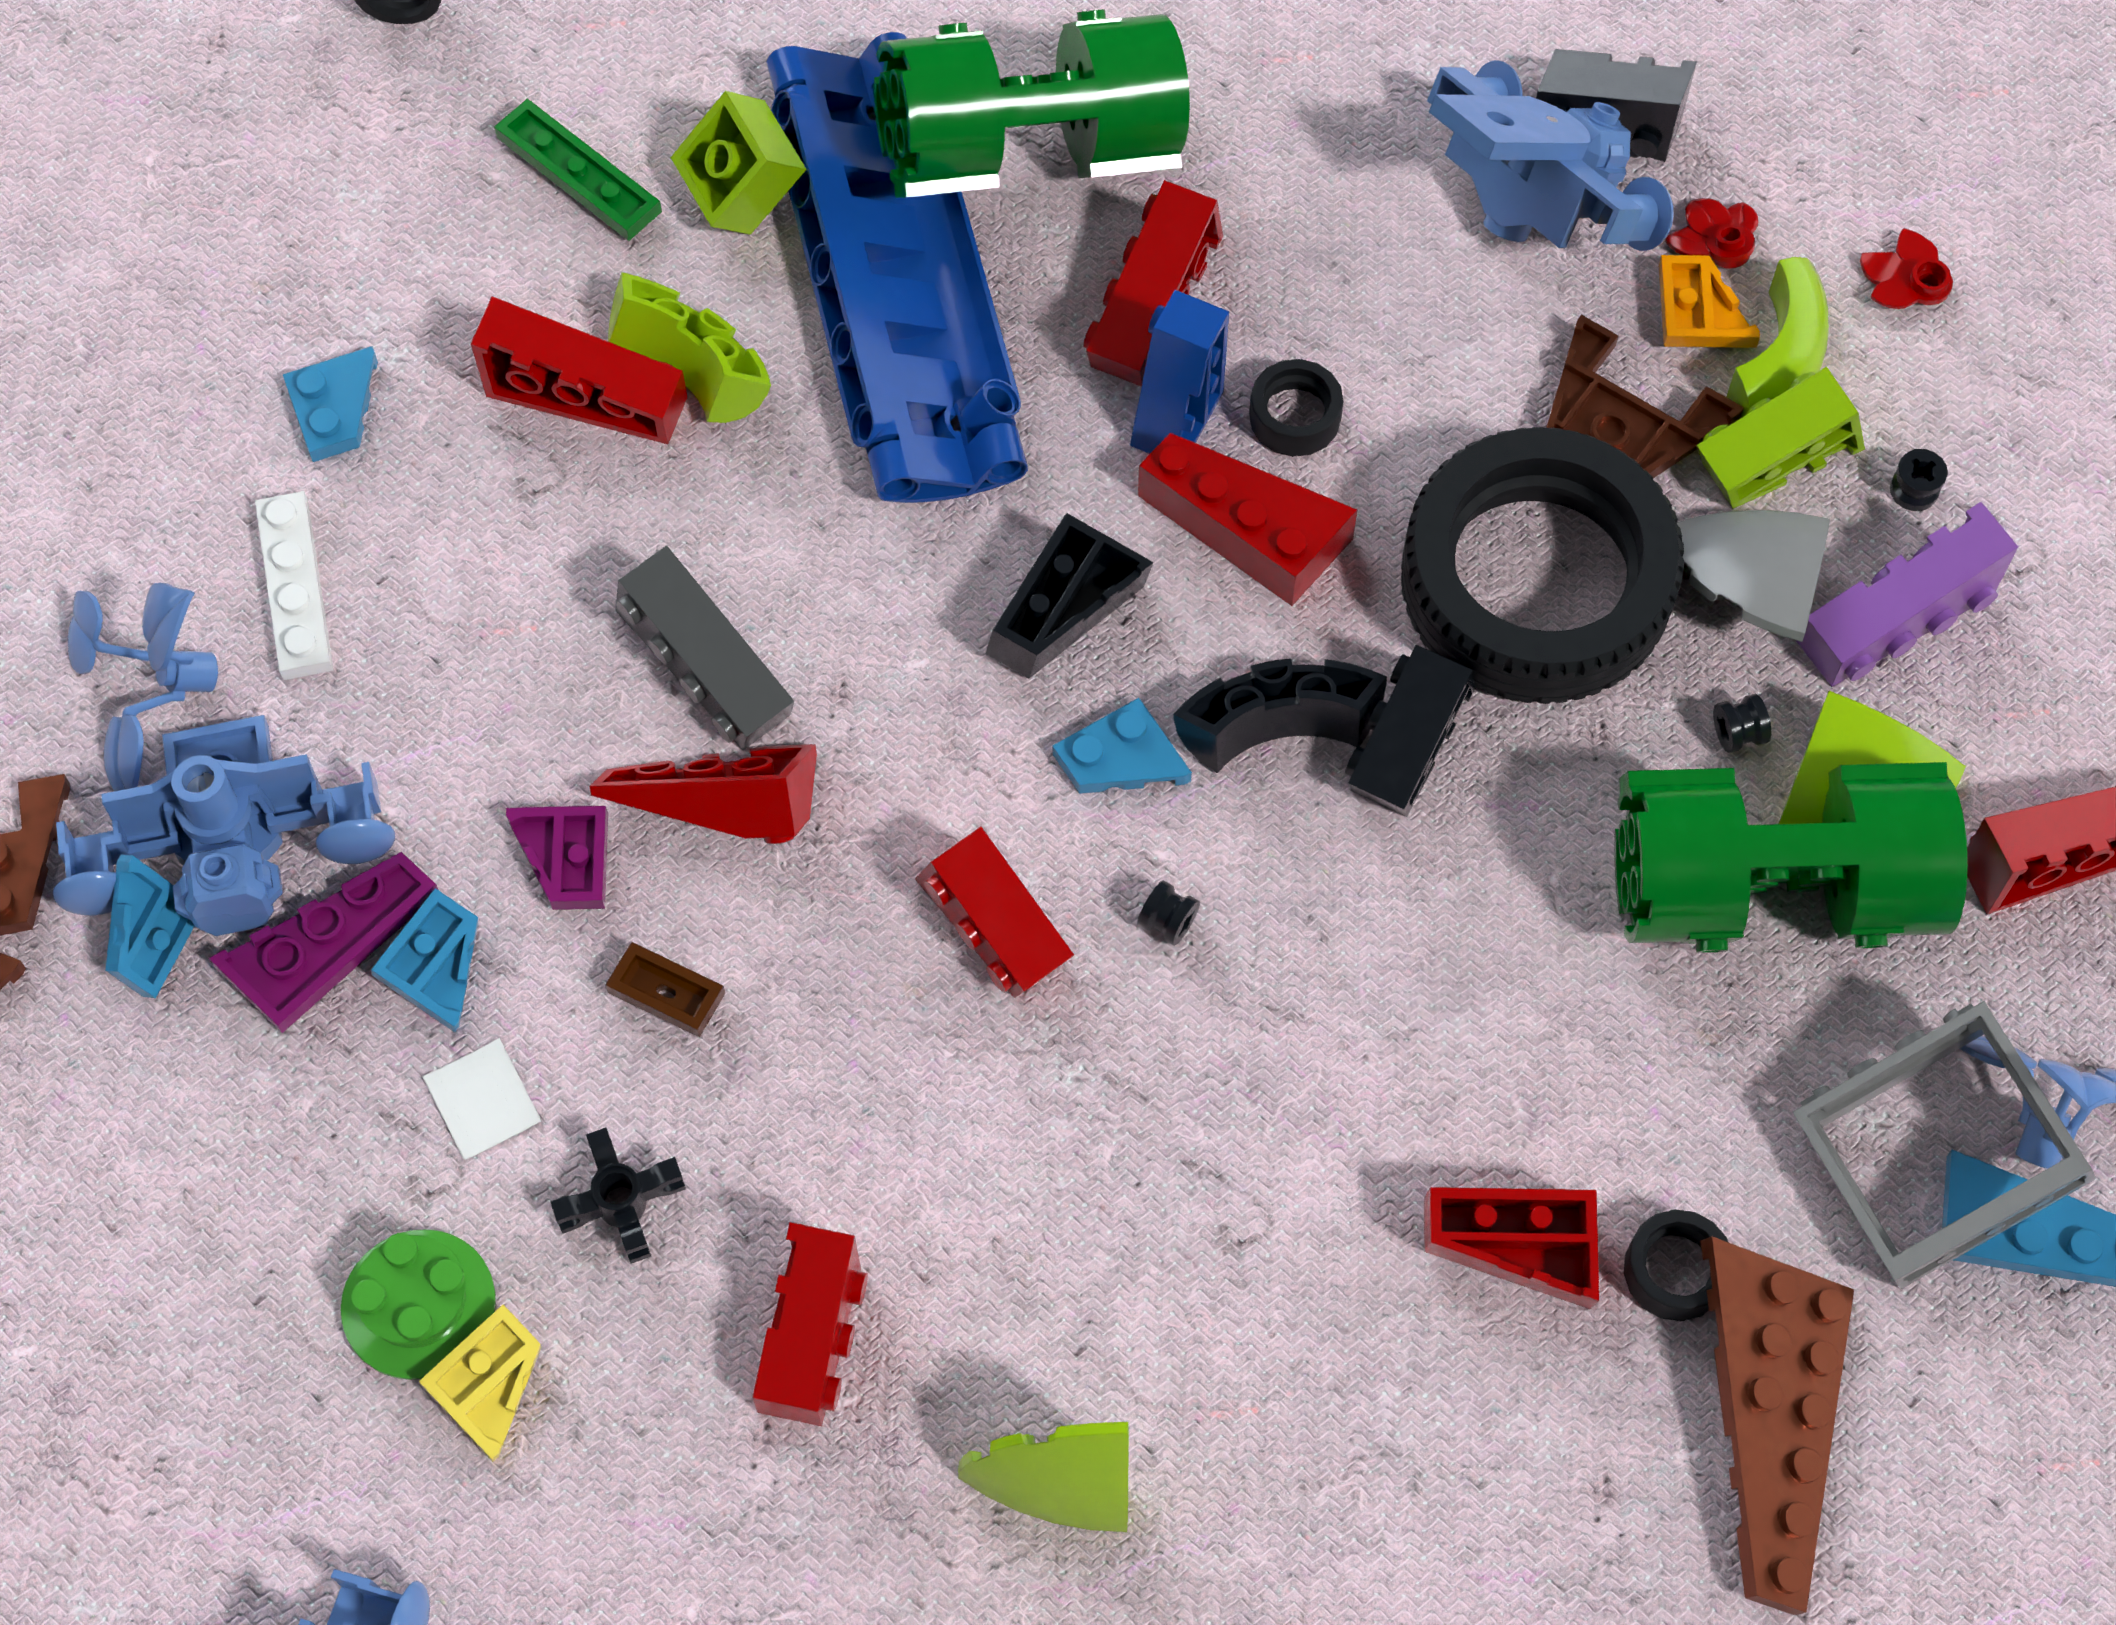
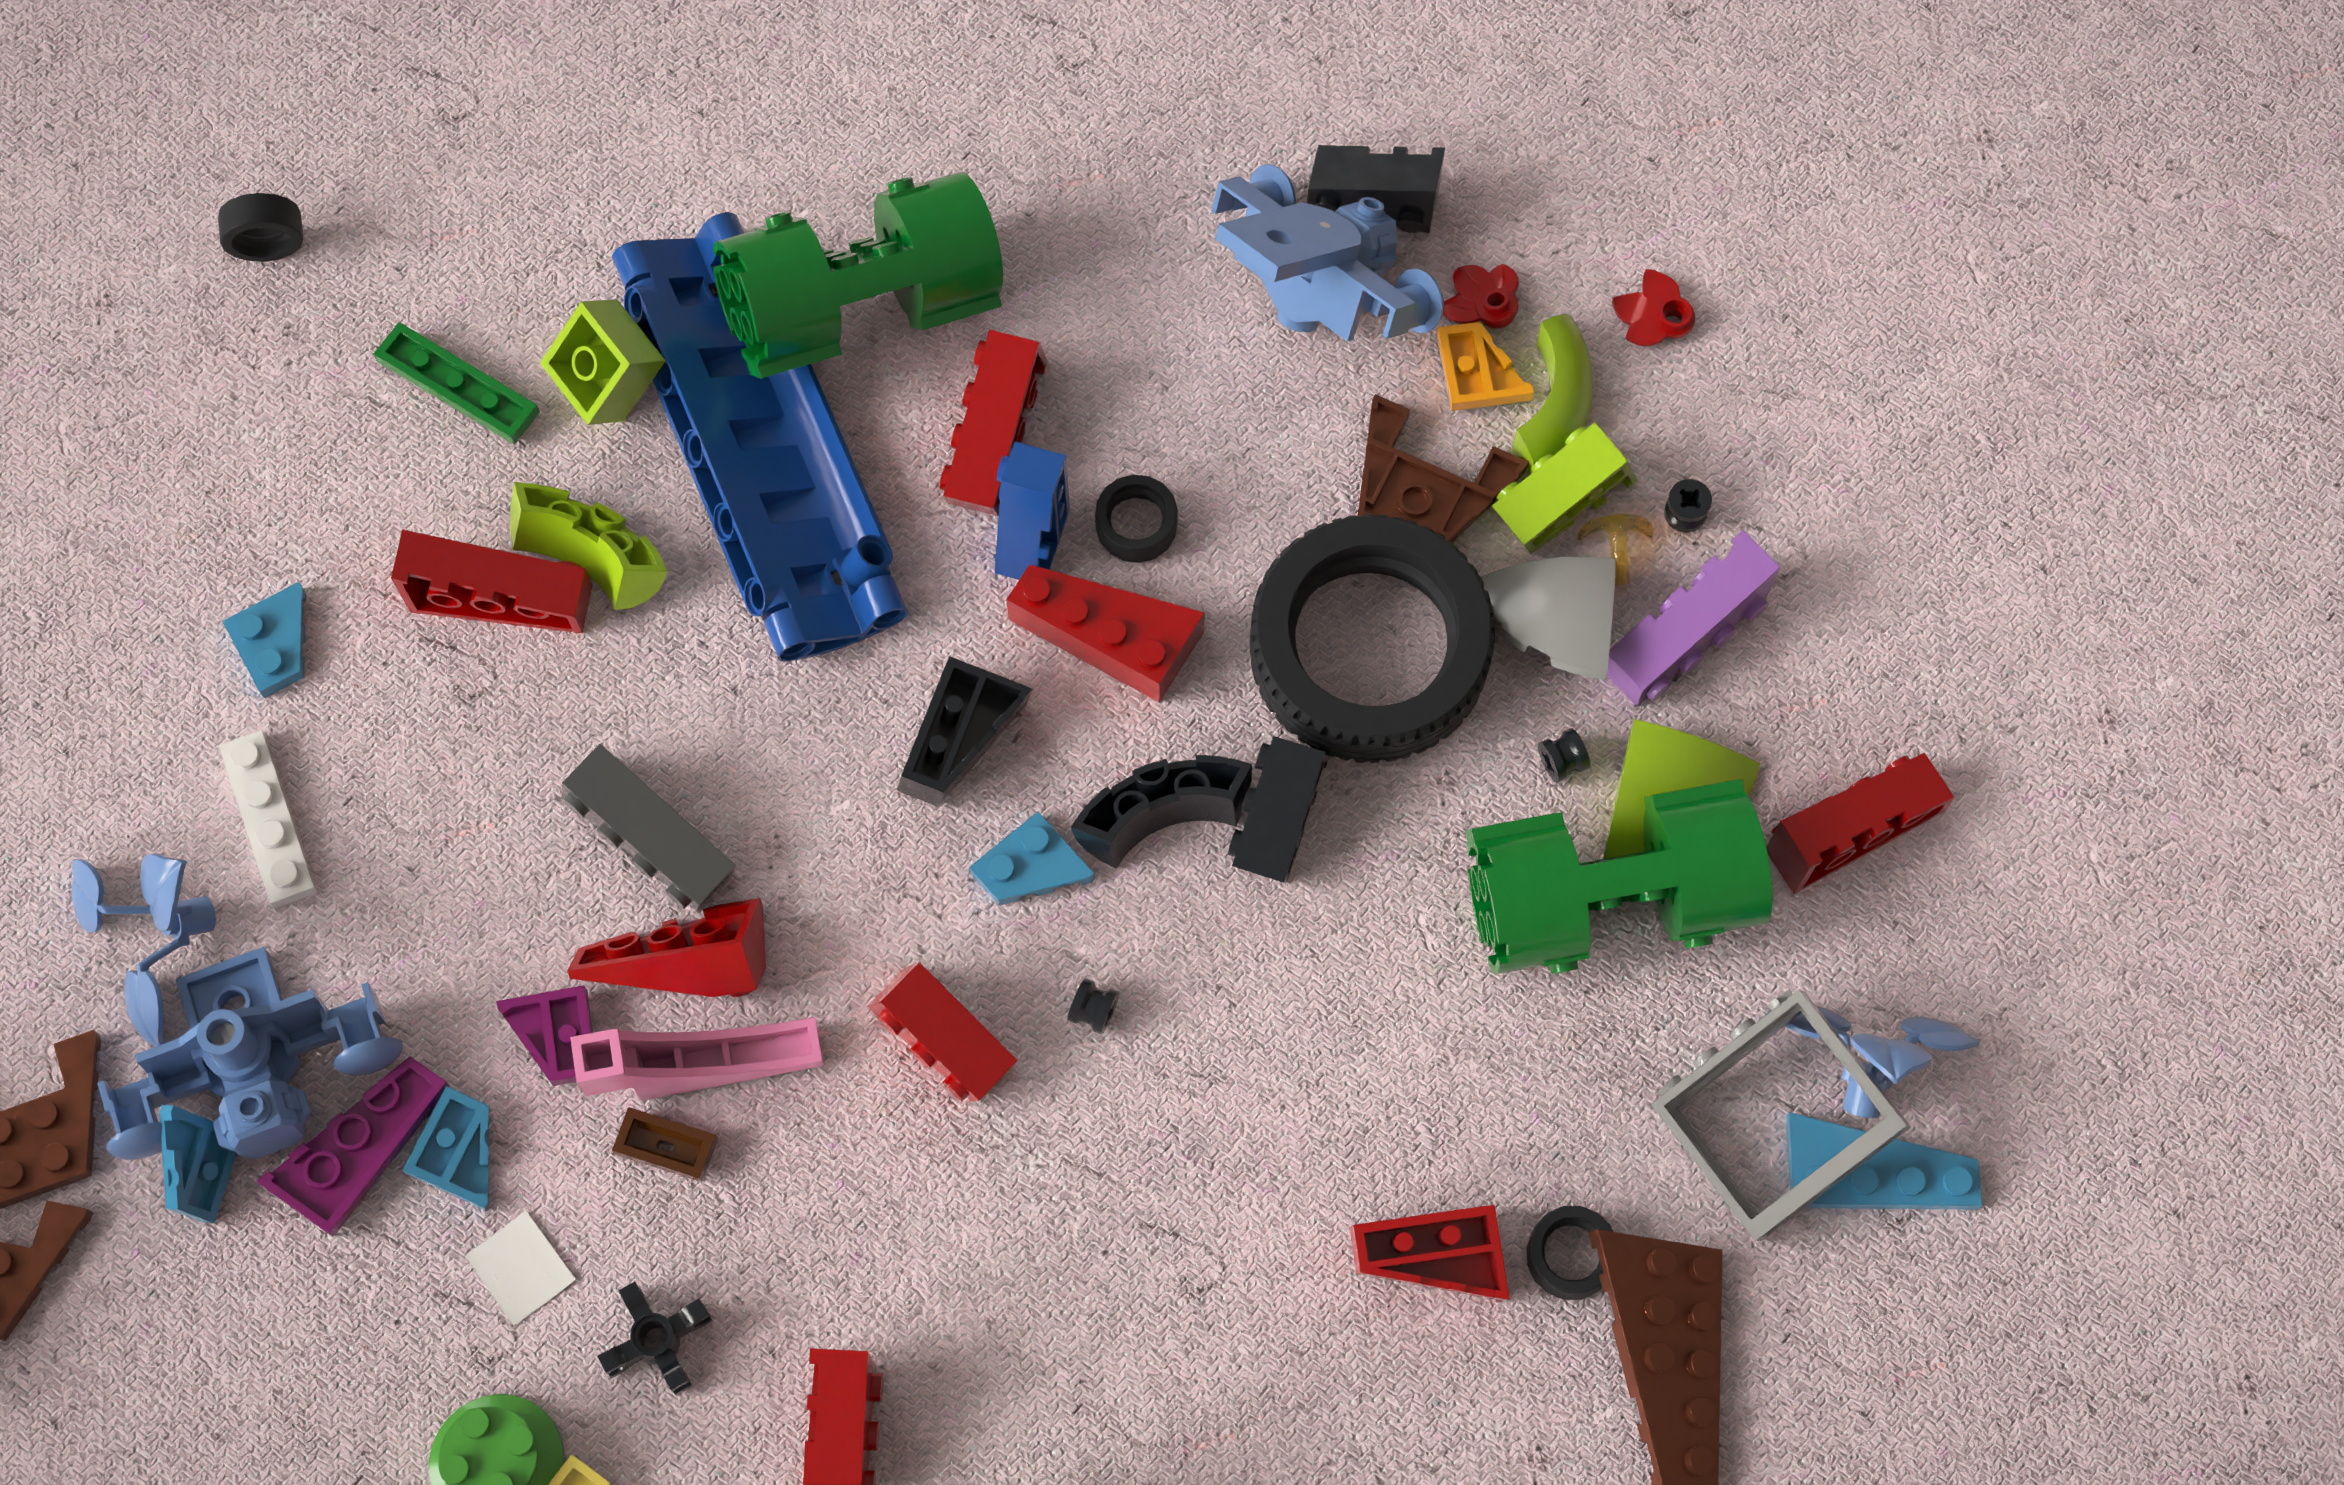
camera: 10 degrees left, 5 degrees up
(706, 901) = (692, 1061): none -> bright pink arch
(1835, 489) = (1617, 528): none -> clear yellow plant

